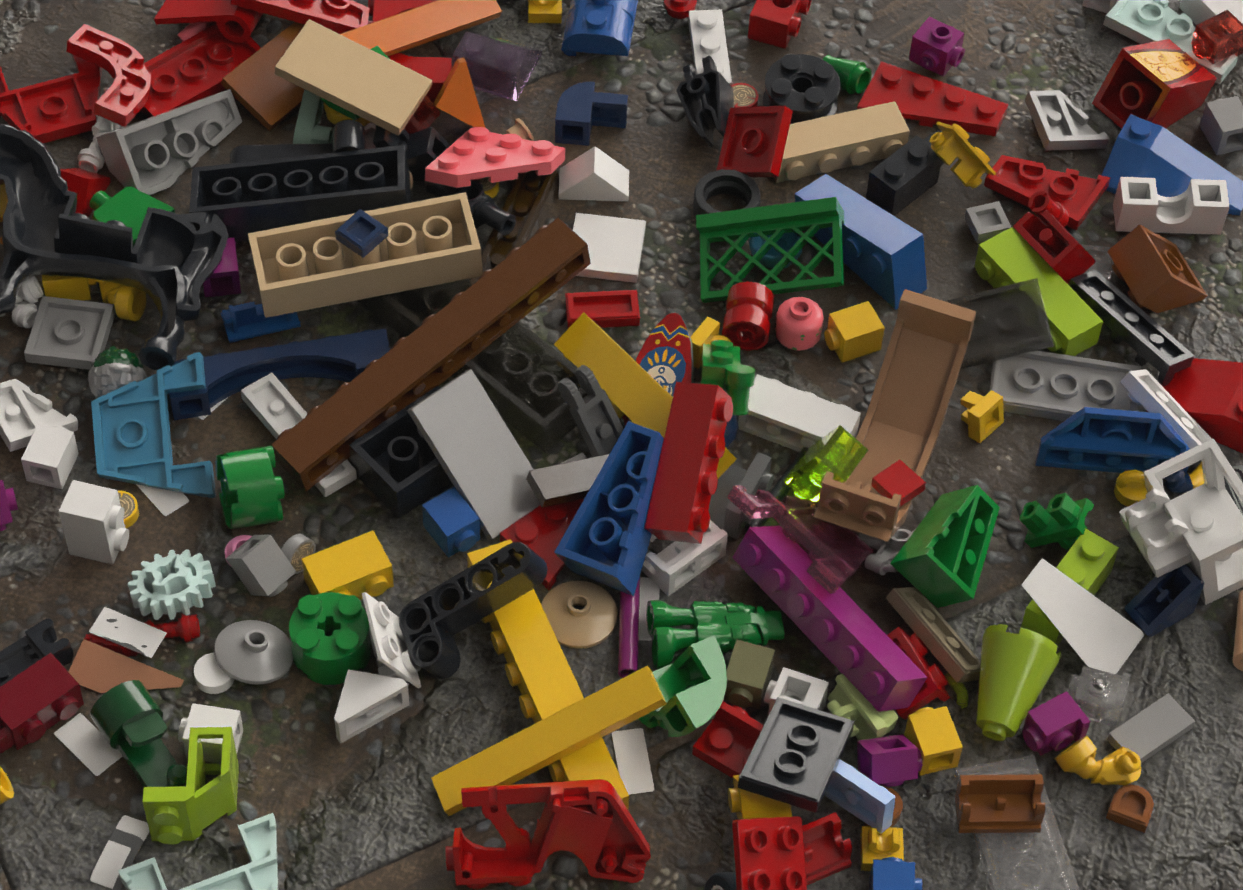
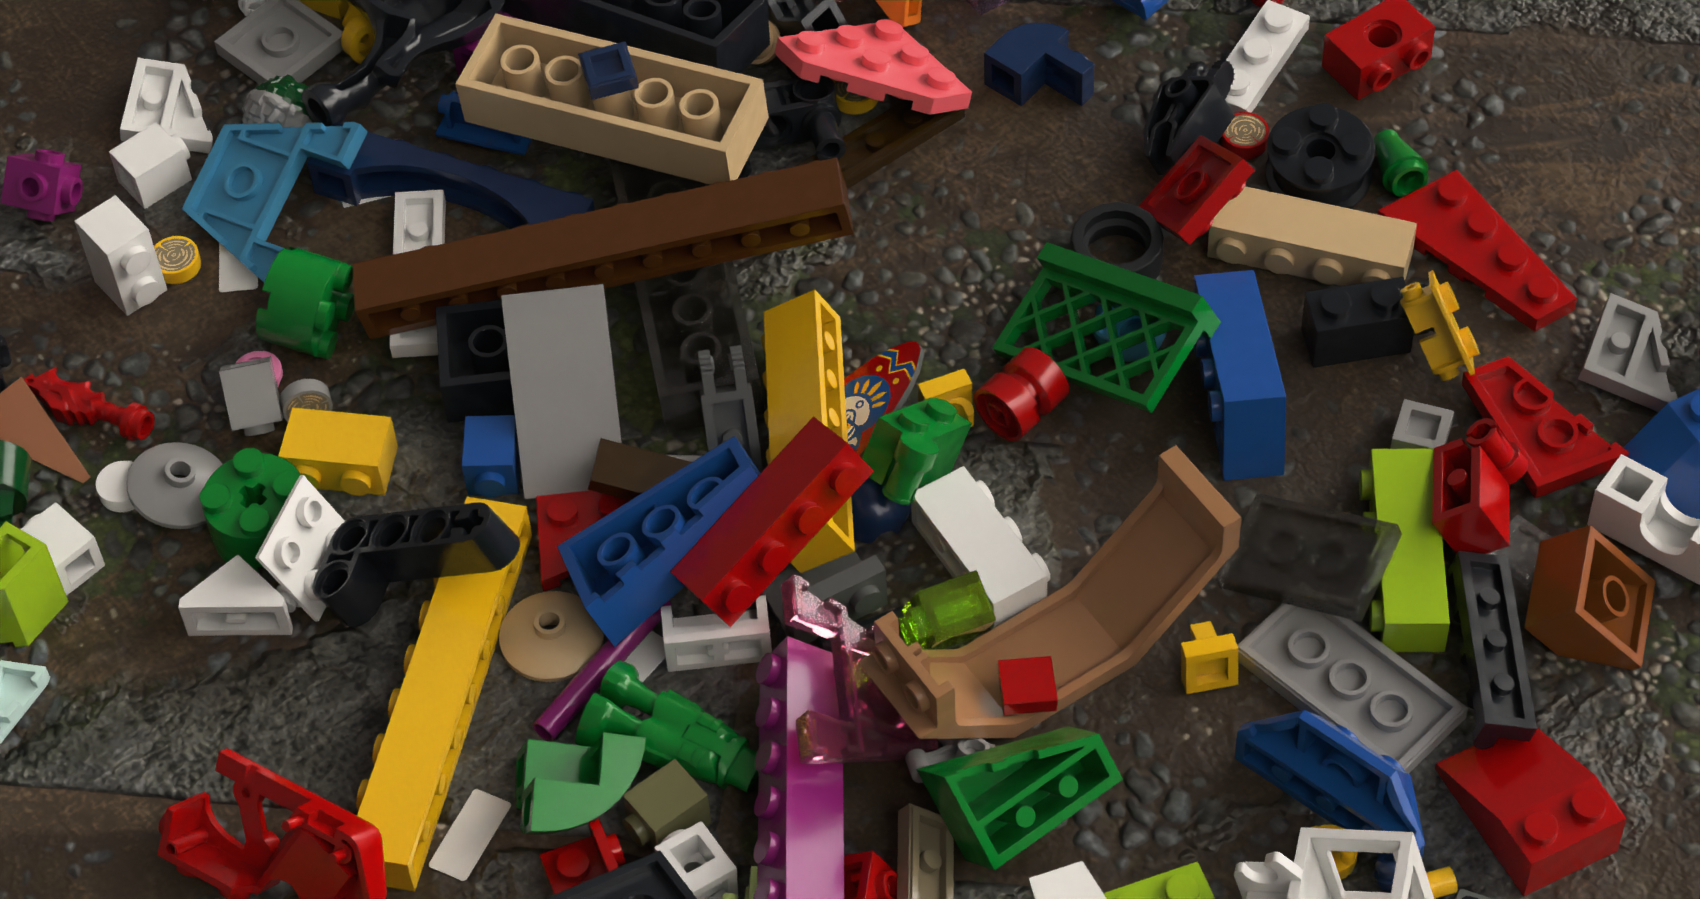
camera: 40 degrees right, 0 degrees up
(128, 632) = (68, 393): white sticker -> none
(171, 584) = (150, 366): light aqua gear -> none
(521, 130) = (945, 51): tan piece -> none
(552, 738) = (381, 750): yellow tile -> none
(594, 178) = (989, 147): white slope -> none
(604, 307) = (872, 303): red tile -> none
(613, 246) = (934, 233): white tile -> none
(799, 323) = (1073, 433): coral head -> none
(854, 331) = (1127, 474): yellow brick -> none
(937, 46) = (1537, 182): magenta brick -> none
(1059, 523) = (1179, 834): green hips -> none
(1150, 394) = (1440, 784): white plate -> none

